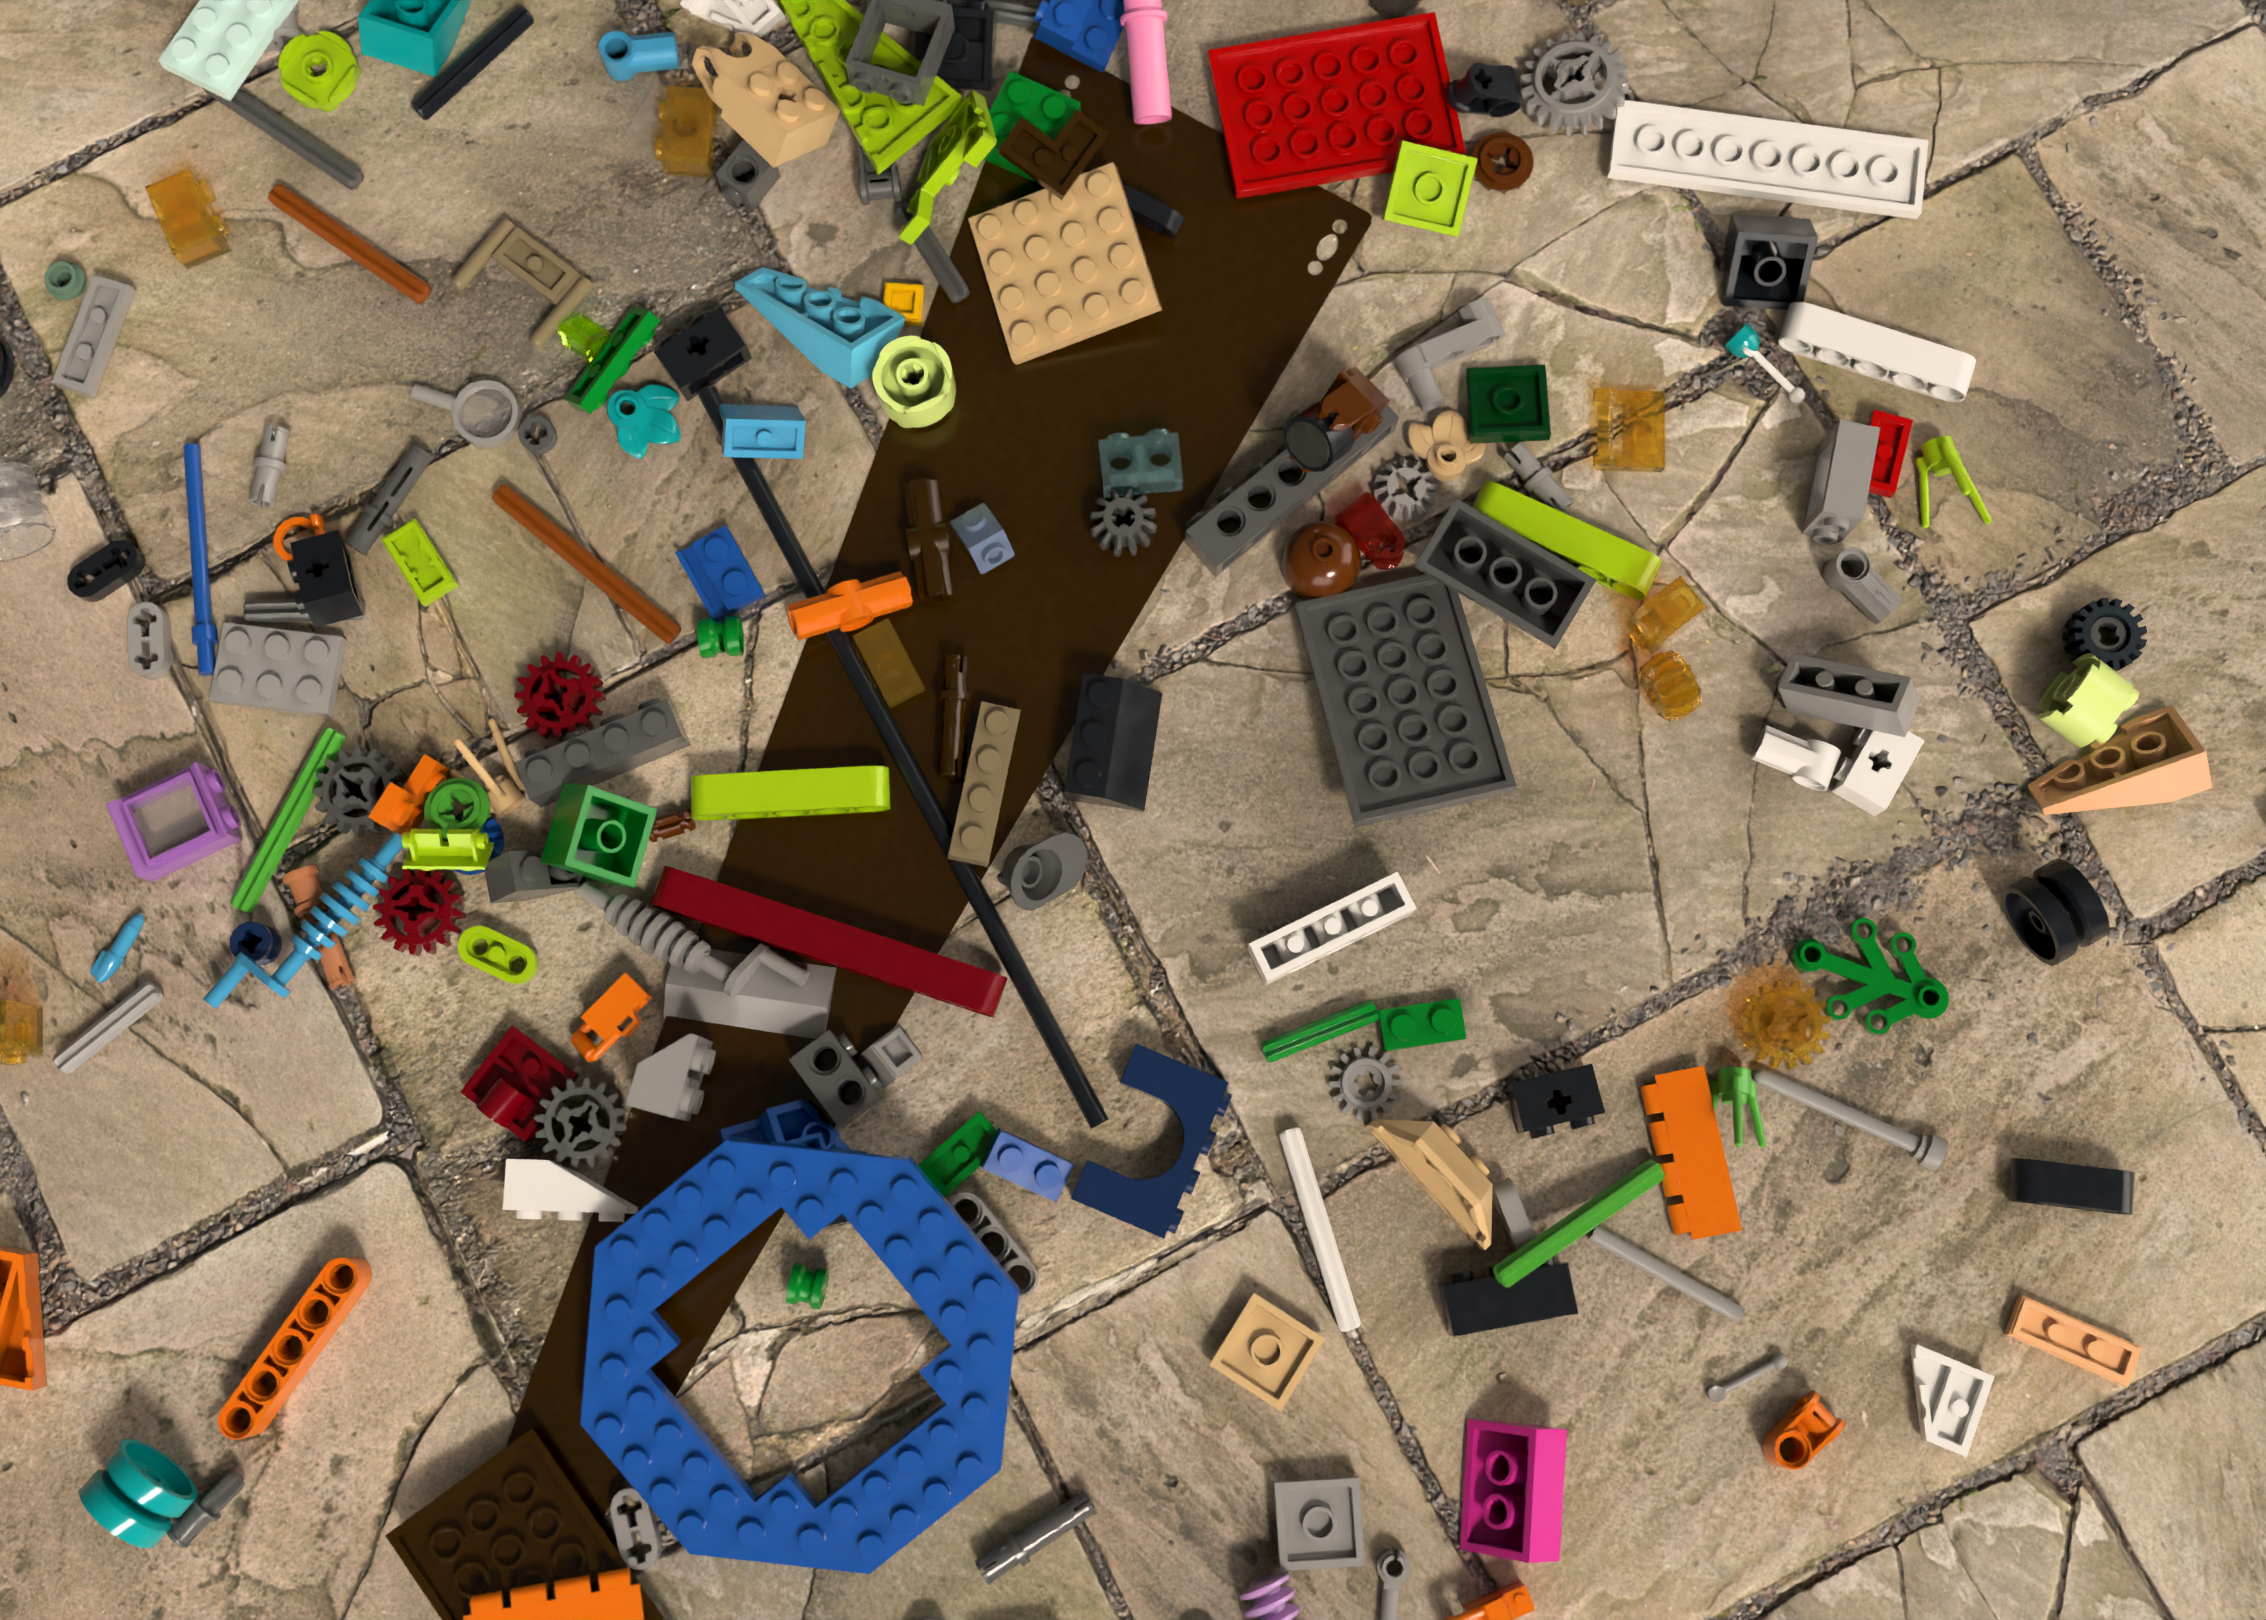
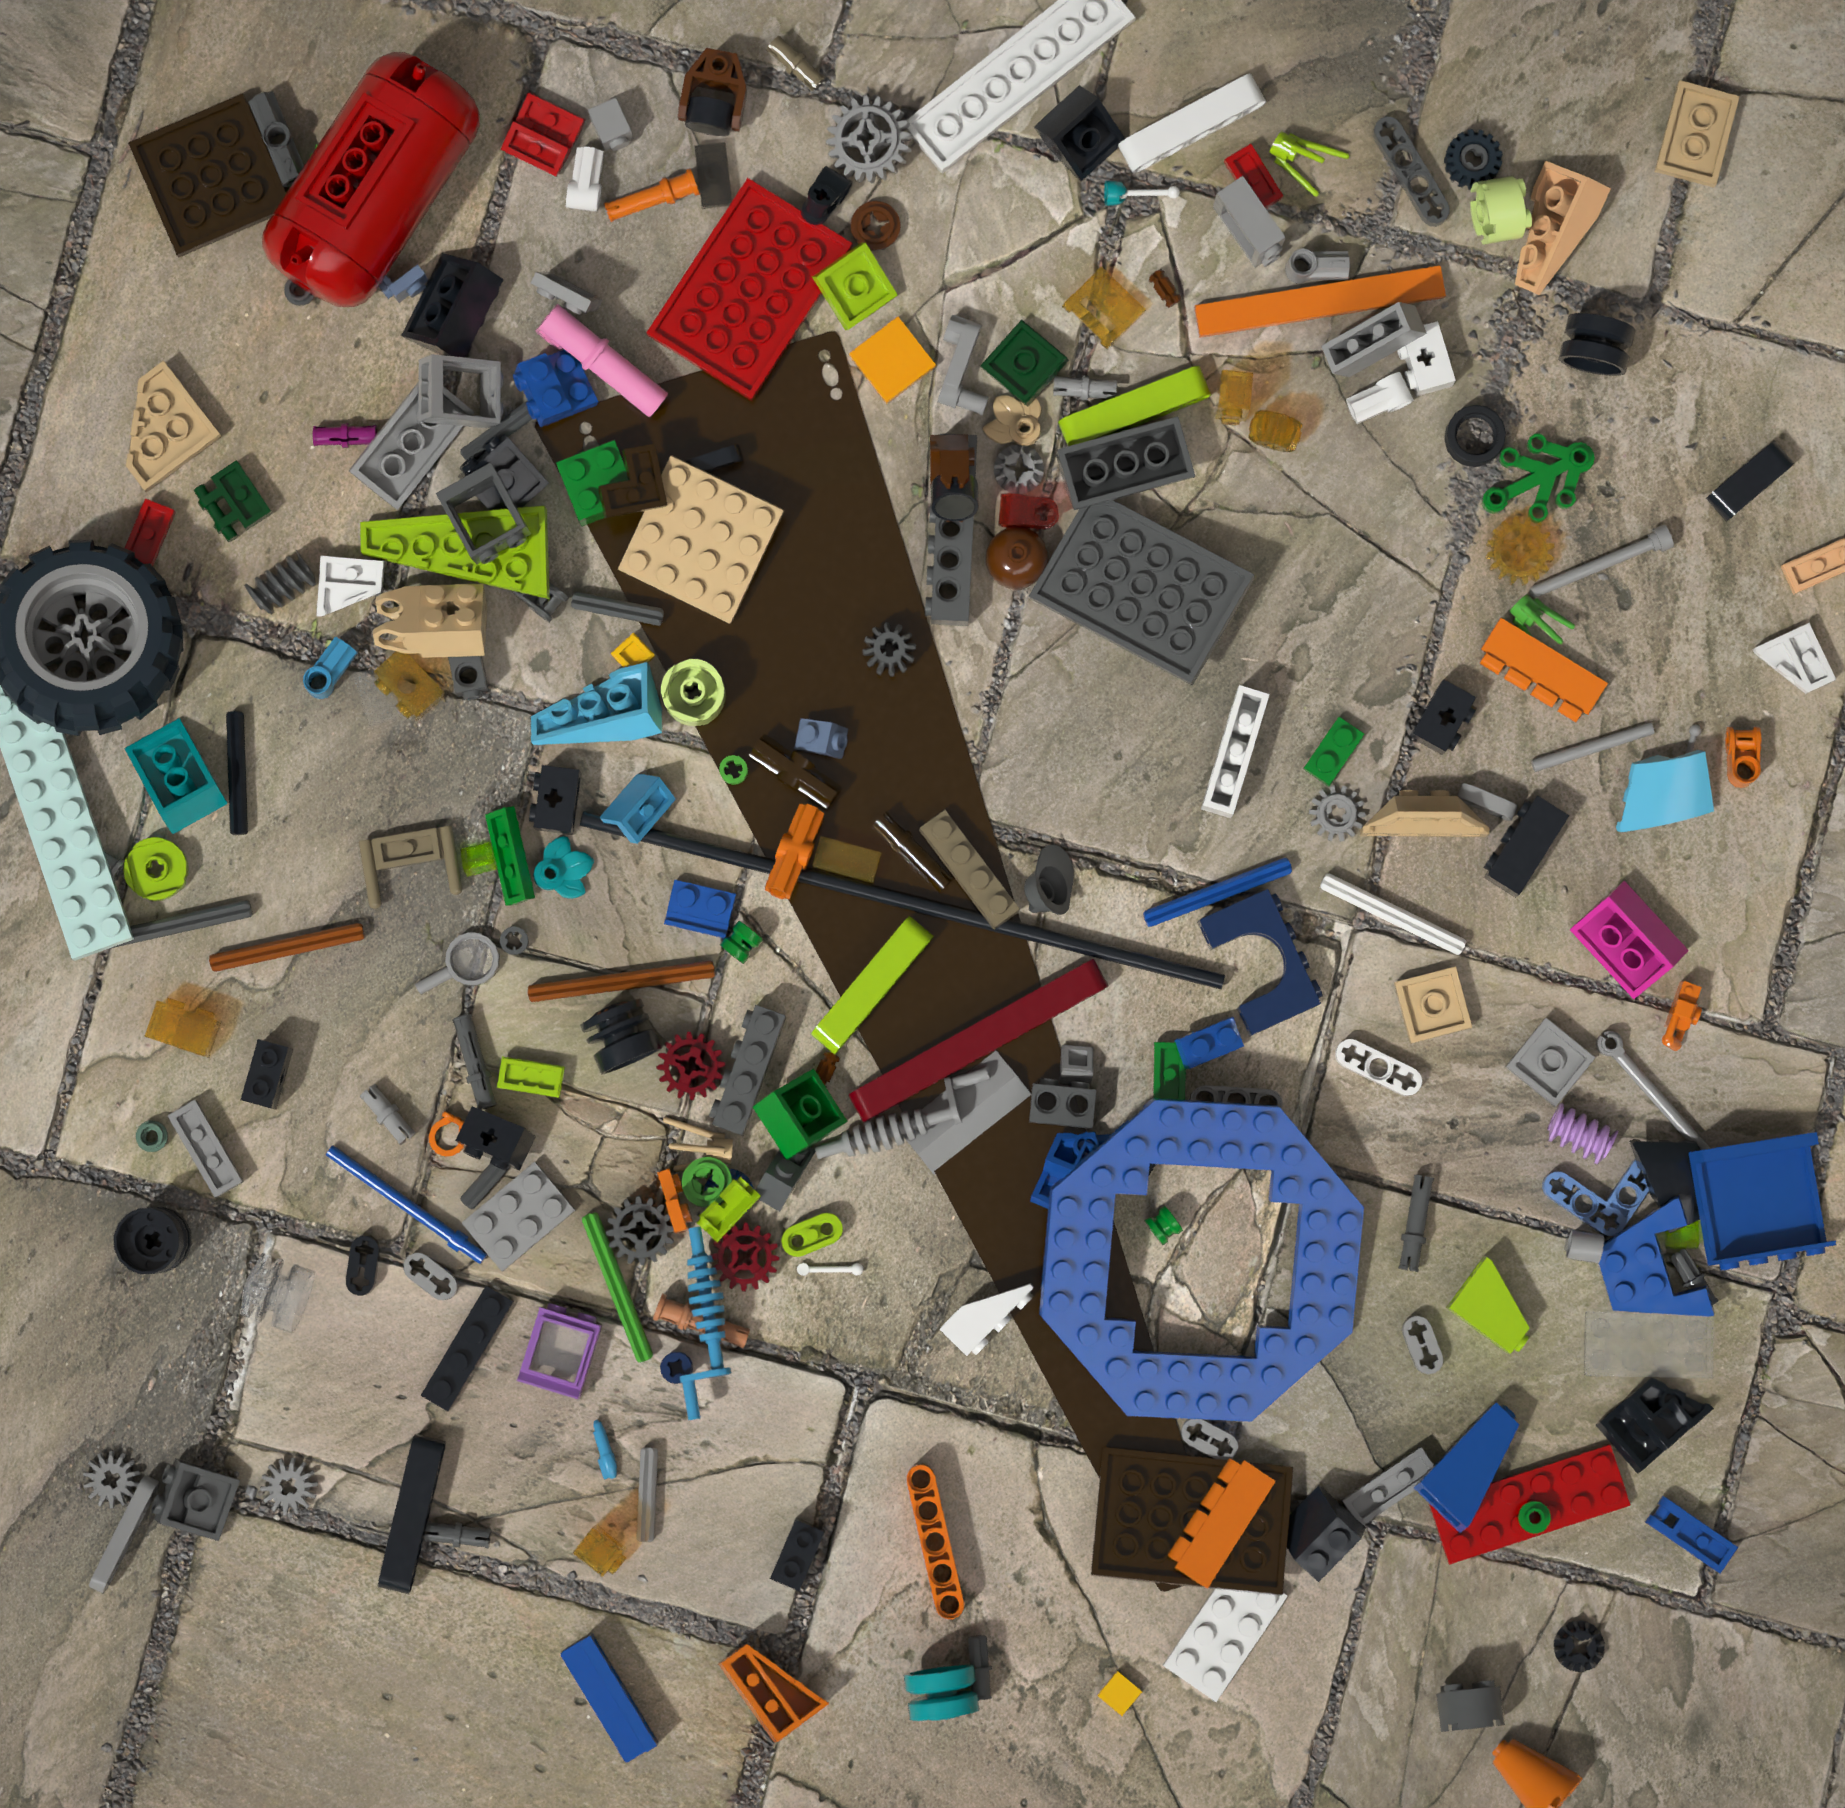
camera: 50 degrees left, 5 degrees up
(108, 734) = (467, 1348): none -> black plate
(166, 1223) = (797, 1554): none -> black brick
(209, 326) = (267, 1074): none -> black brick
(461, 978) = (803, 1269): none -> white hinge
(515, 1080) = (899, 1287): dark red plate -> none
(525, 604) = (621, 1036): none -> black wheel
(597, 1130) = (949, 1259): dark grey gear -> none
(610, 1016) = (908, 1204): orange piece -> none
(672, 1078) = (980, 1198): light grey slope -> none
(874, 474) = (729, 778): none -> bright green bush
(963, 137) = (570, 544): lime wing -> none
(1113, 743) = (1013, 775): black slope -> none
(1141, 475) = (870, 611): clear light blue brick -> none
(1155, 1388) = (1402, 1071): none -> white beam
(1182, 1038) = (1217, 892): none -> blue axle
(1319, 1031) = (1284, 811): green axle -> none
(1394, 287) = (892, 360): none -> light orange tile
(1578, 1223) = (1522, 768): bright green axle -> none
(1694, 1389) = (1666, 791): none -> medium azure slope
(1701, 467) = (1165, 288): none -> reddish brown piece
(1828, 616) = (1319, 301): none -> orange tile
(1876, 862) = (1488, 416): none -> black tyre
(2028, 589) = (1407, 173): none -> dark grey beam

